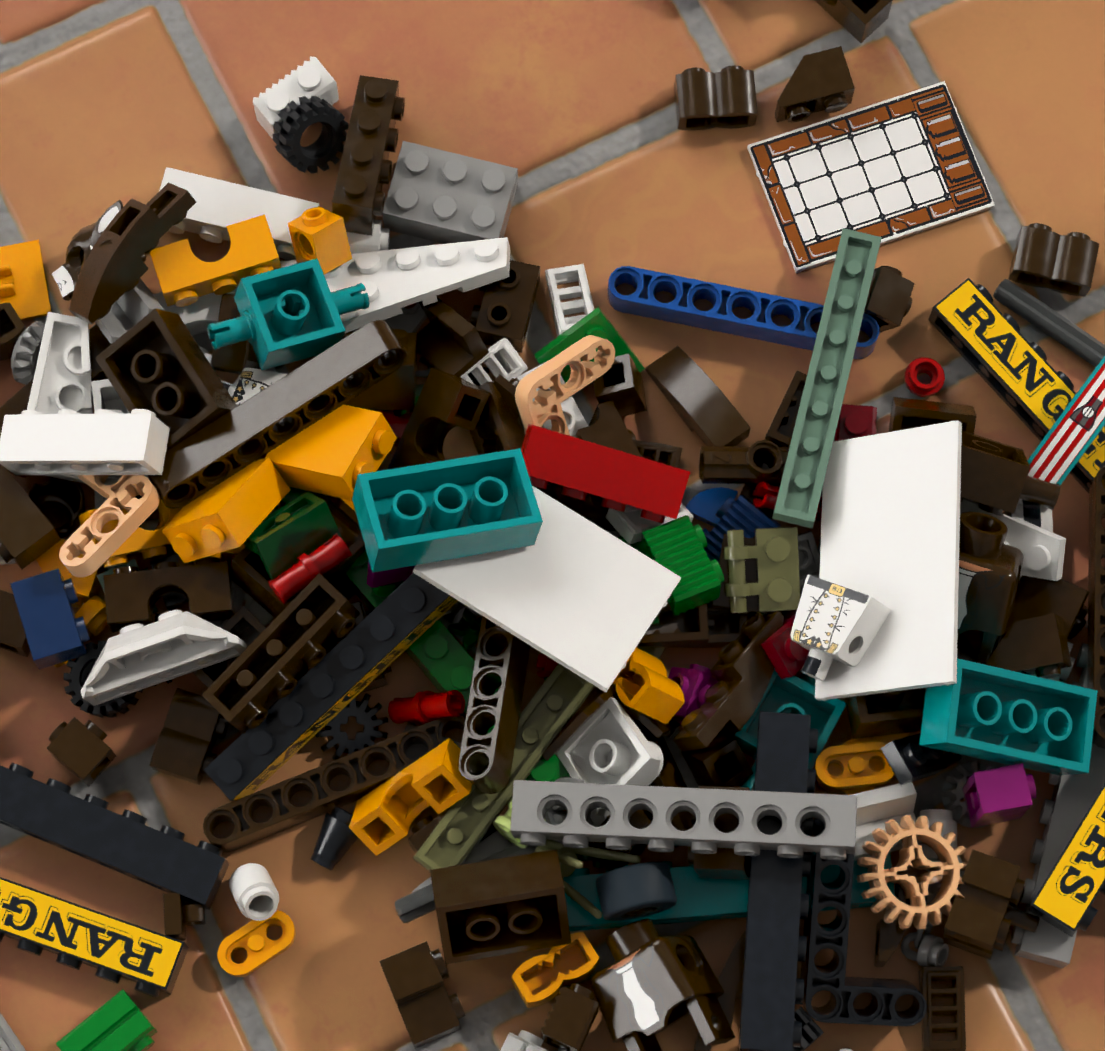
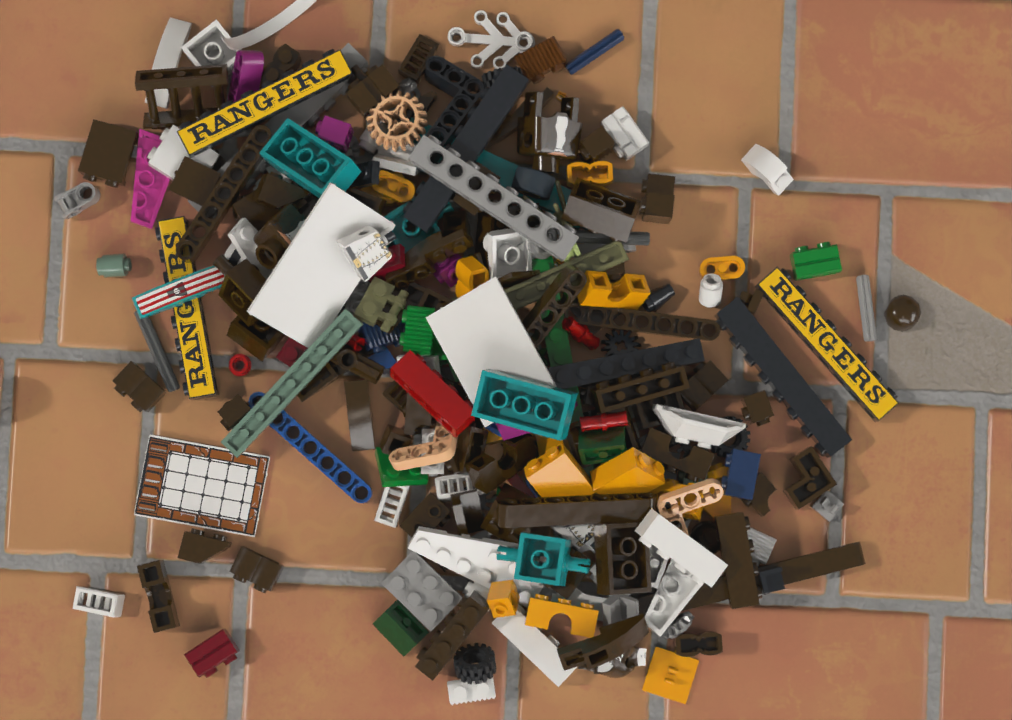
camera: 150 degrees left, 10 degrees up
(452, 129) = (400, 628): none -> dark green panel

